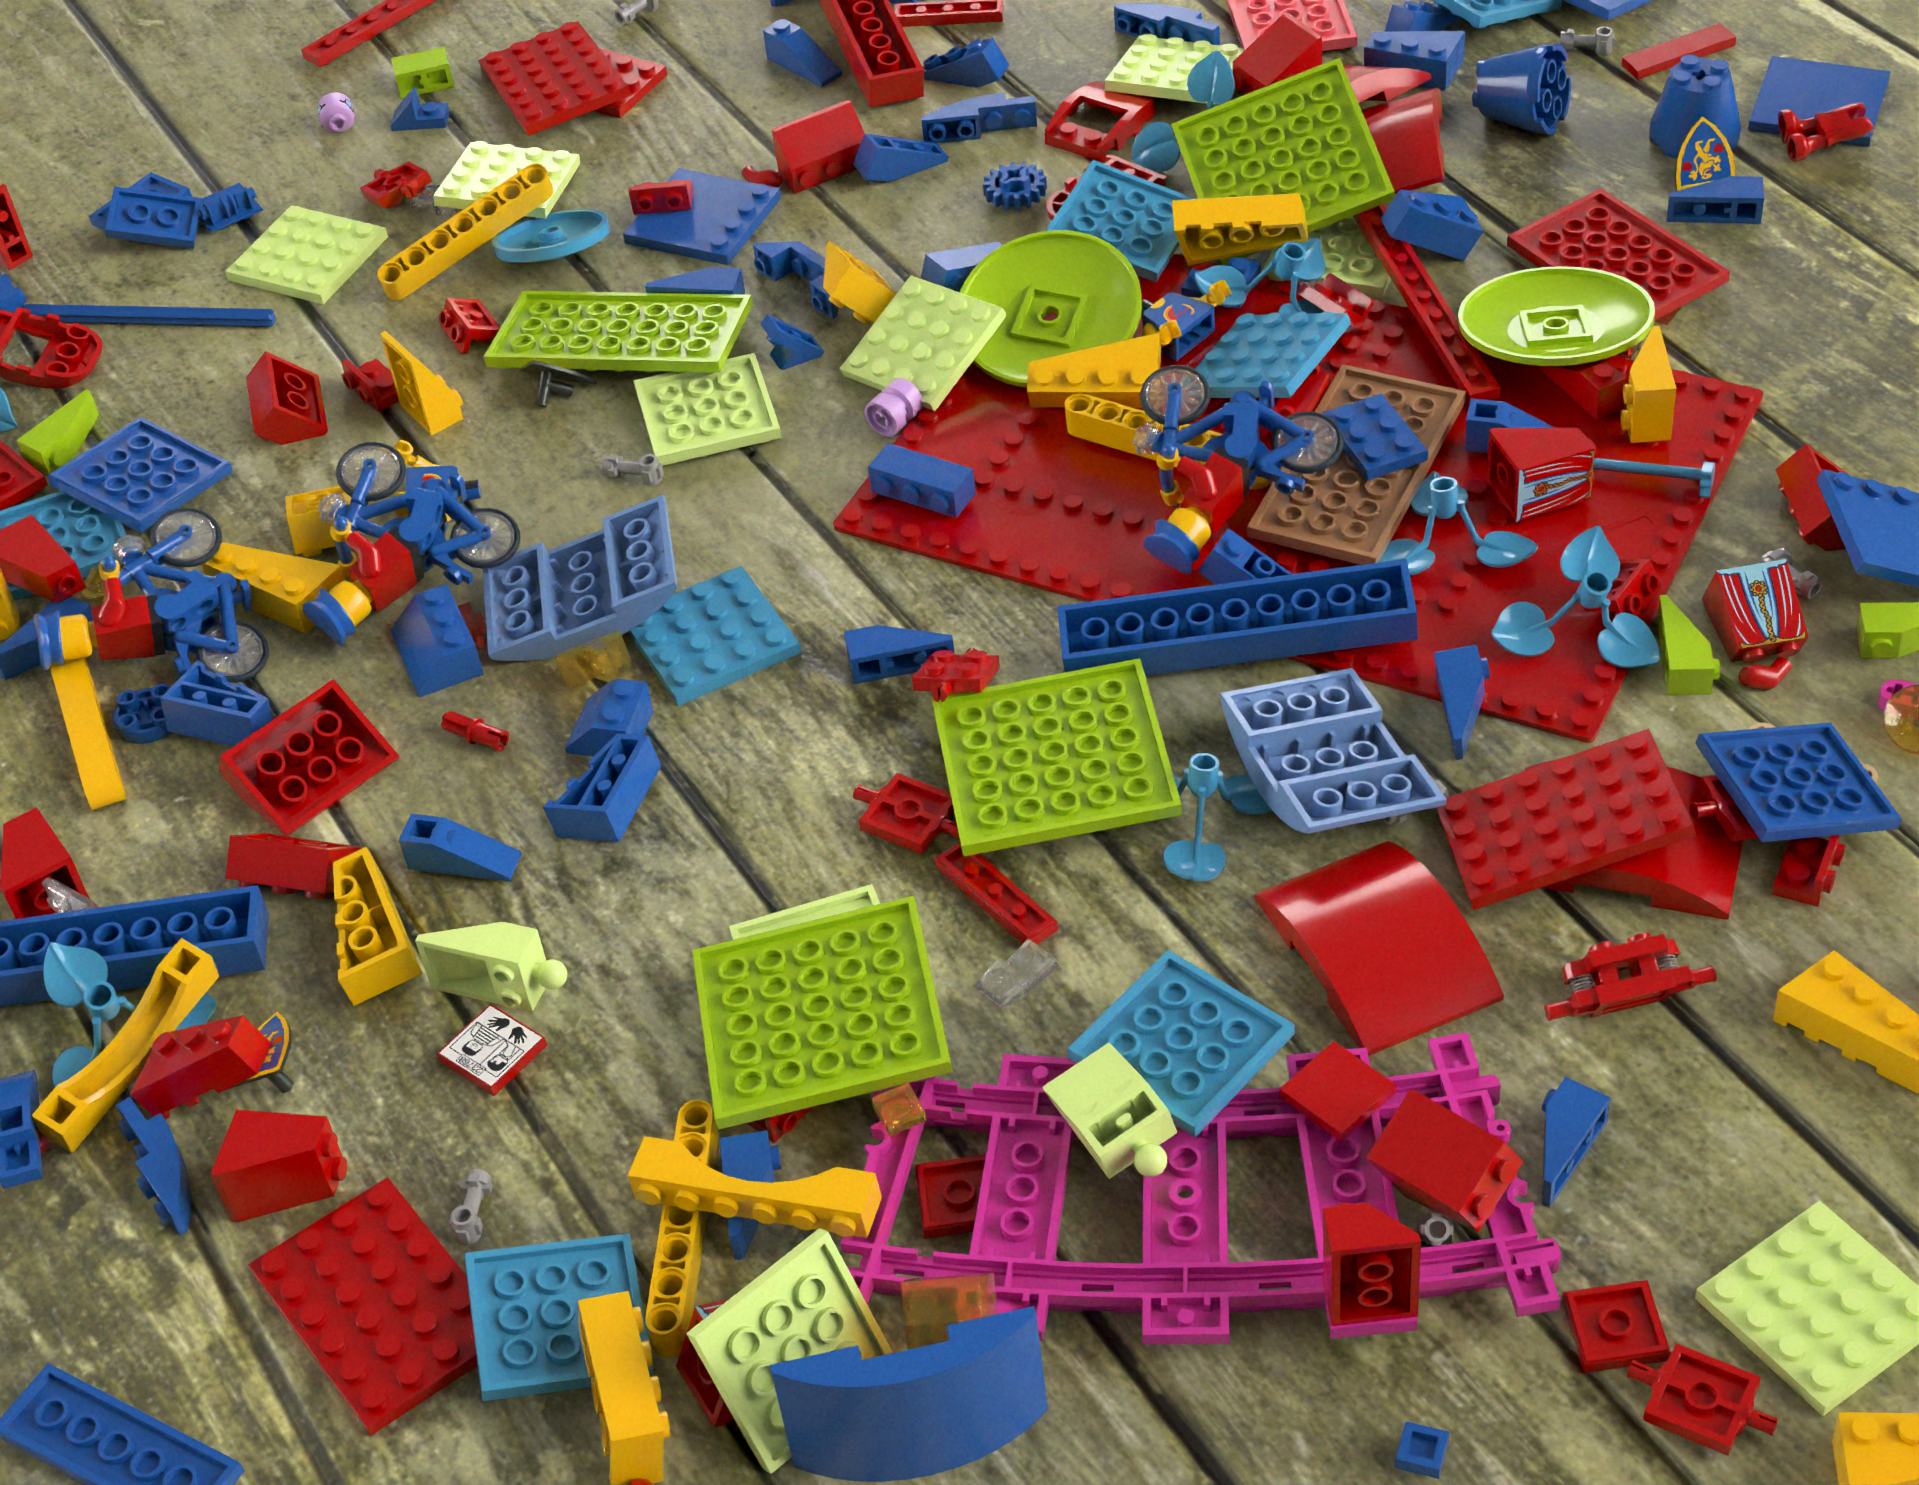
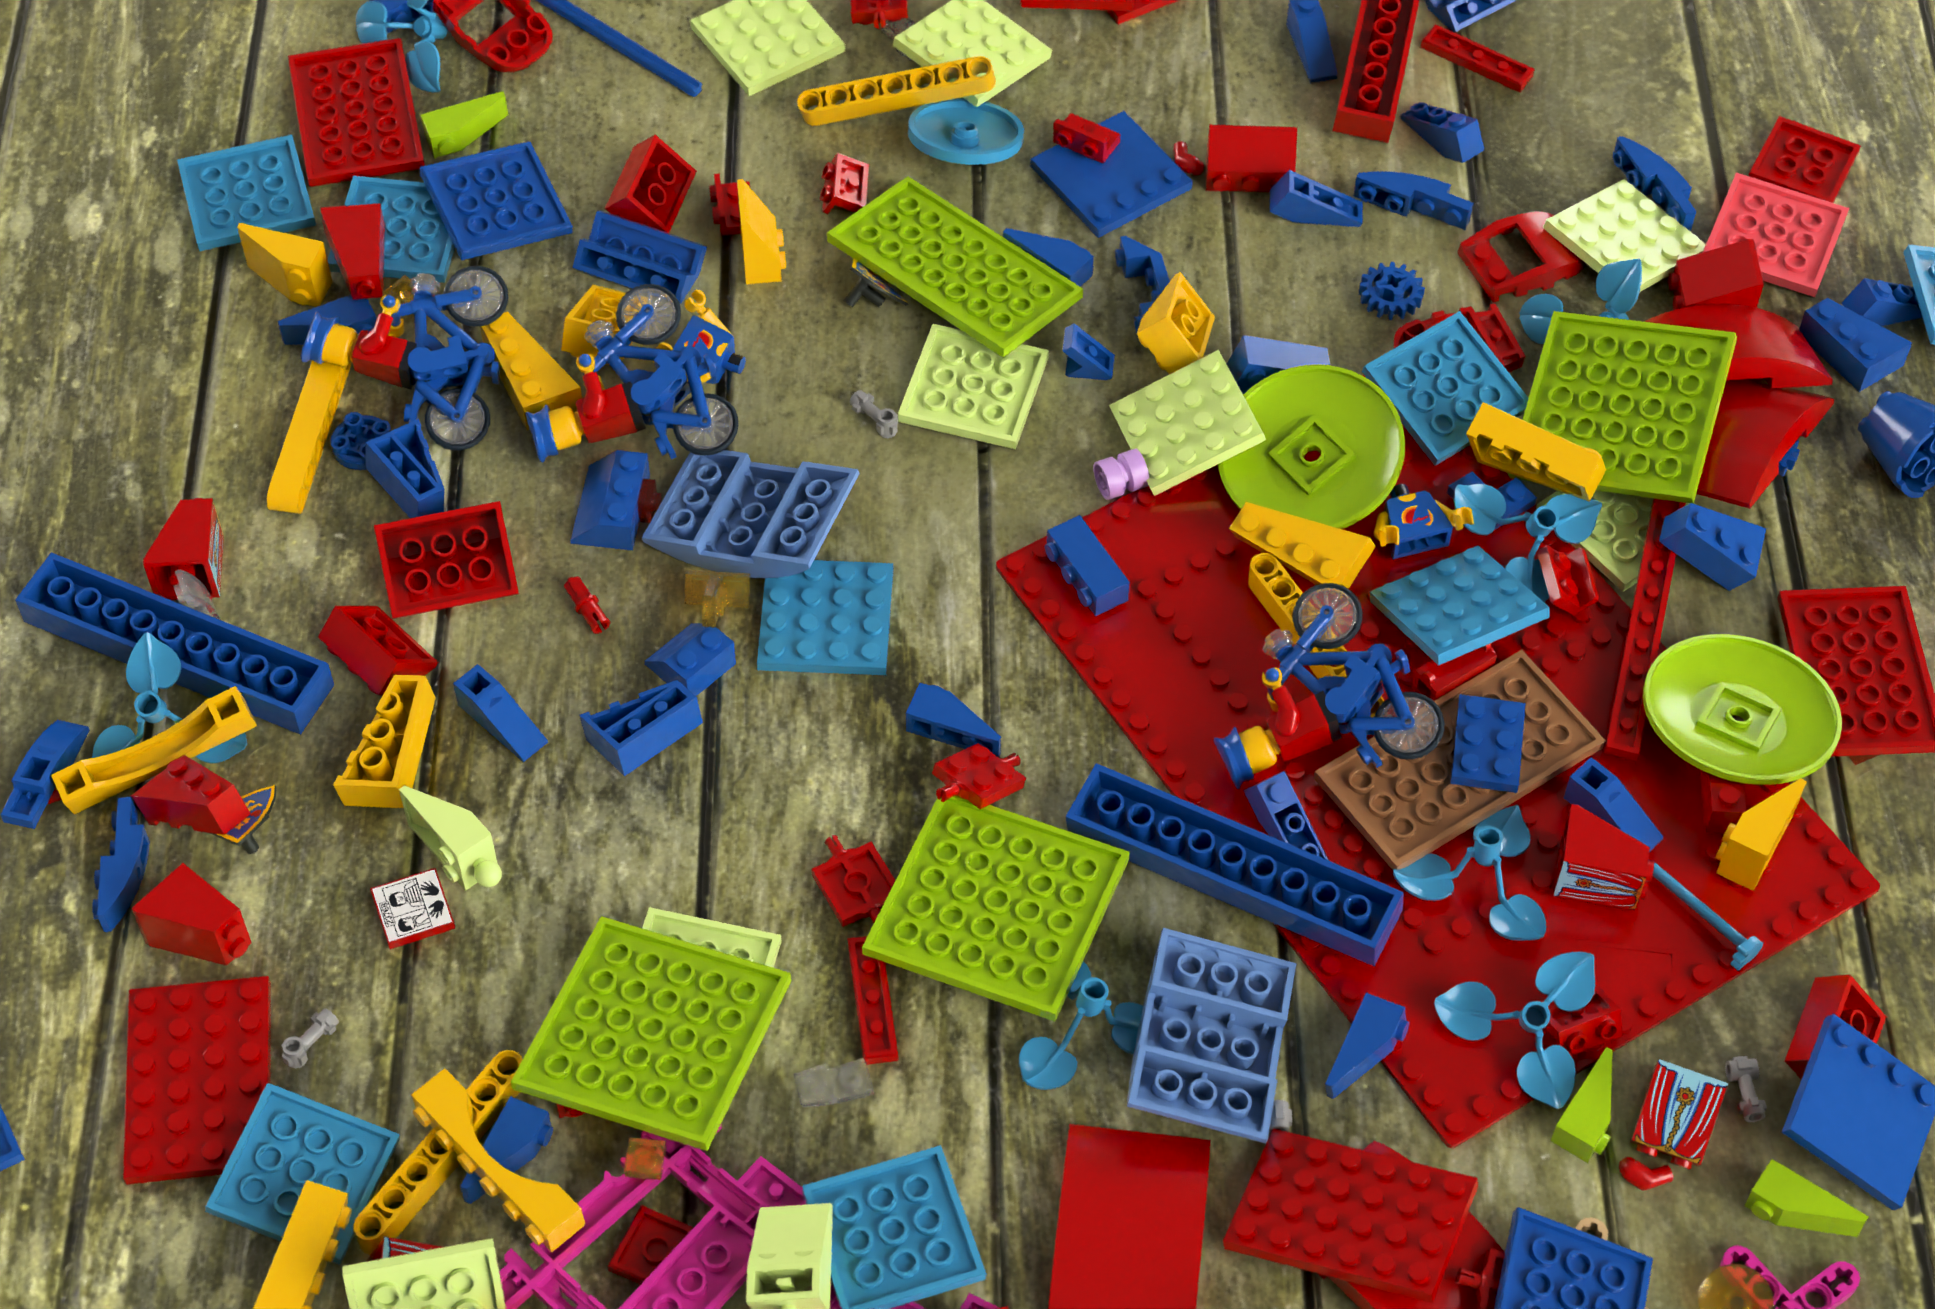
camera: 25 degrees right, 10 degrees up
(305, 454) = (639, 255): none -> blue slope

